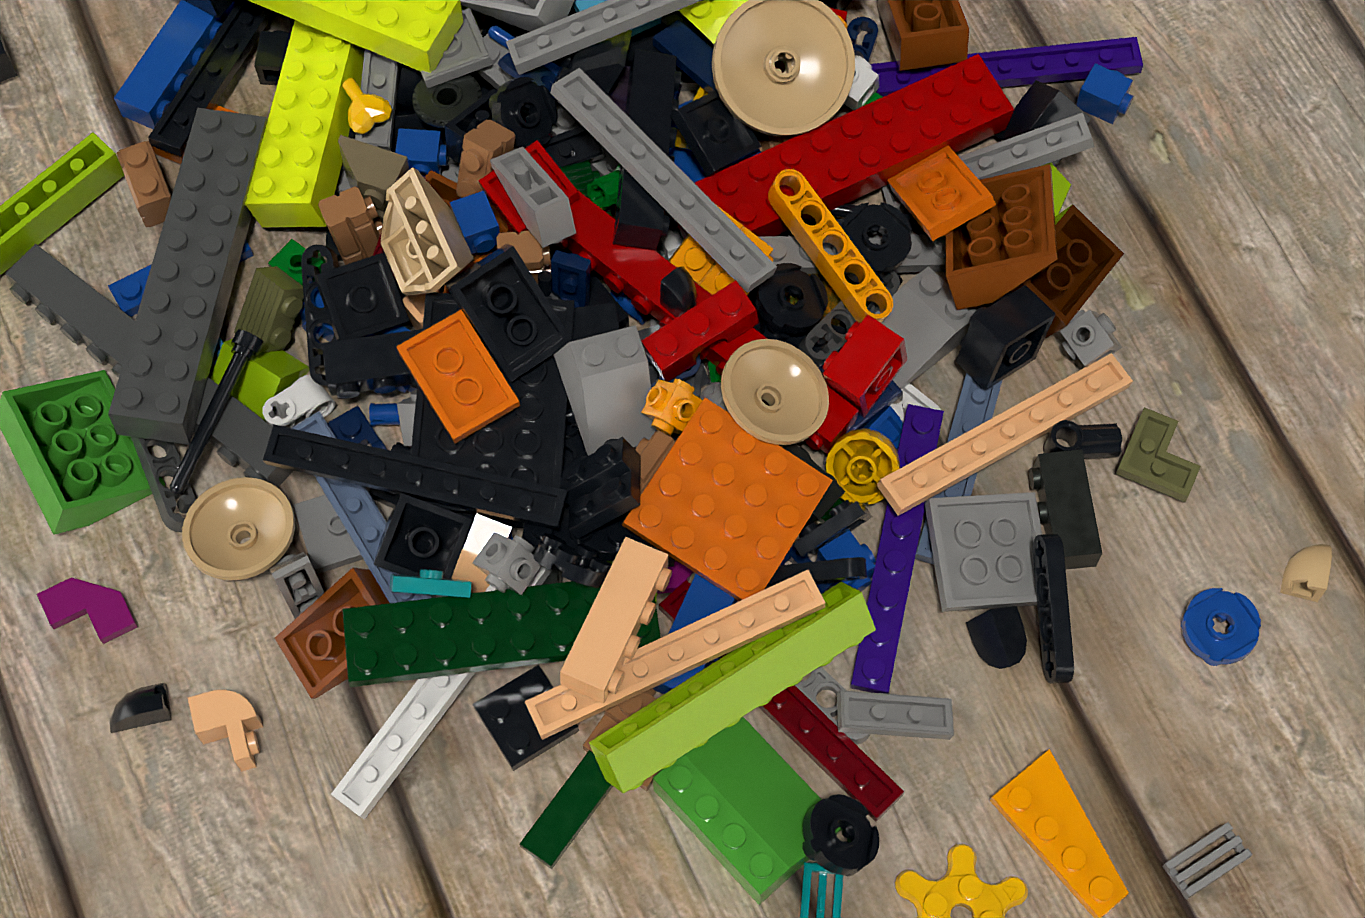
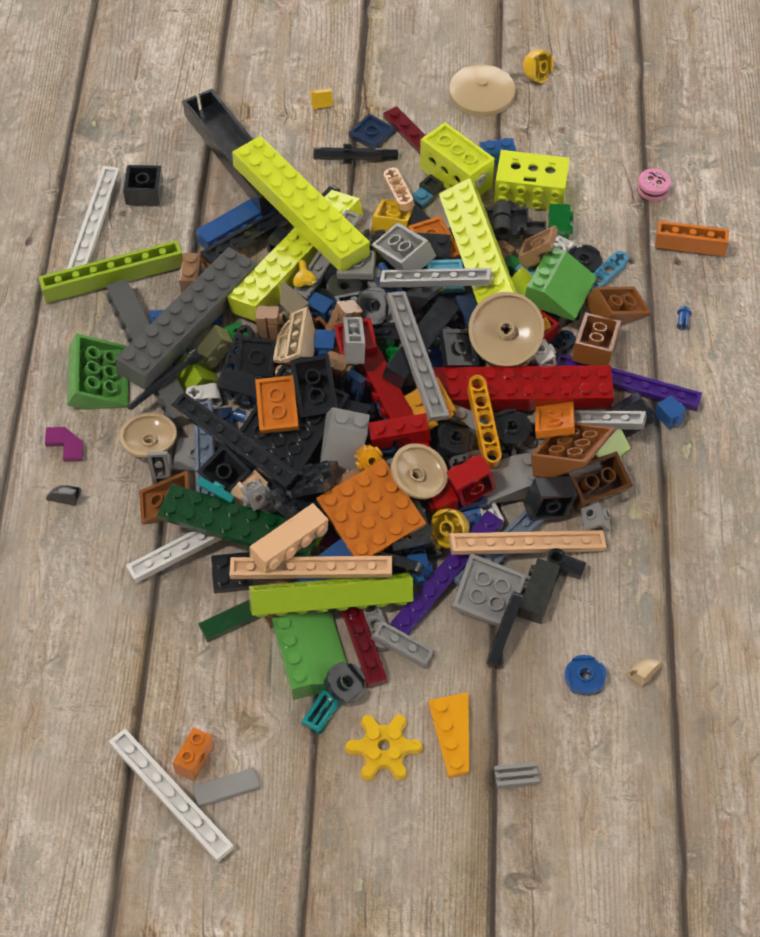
camera: 25 degrees right, 10 degrees down
(165, 466) = (126, 395): dark grey beam -> none
(225, 715) = (98, 513): light nougat brick -> none
(678, 292) = (398, 407): black brick -> none
(999, 636) = (473, 632): black brick -> none
(1150, 464) = (594, 588): olive plate -> none

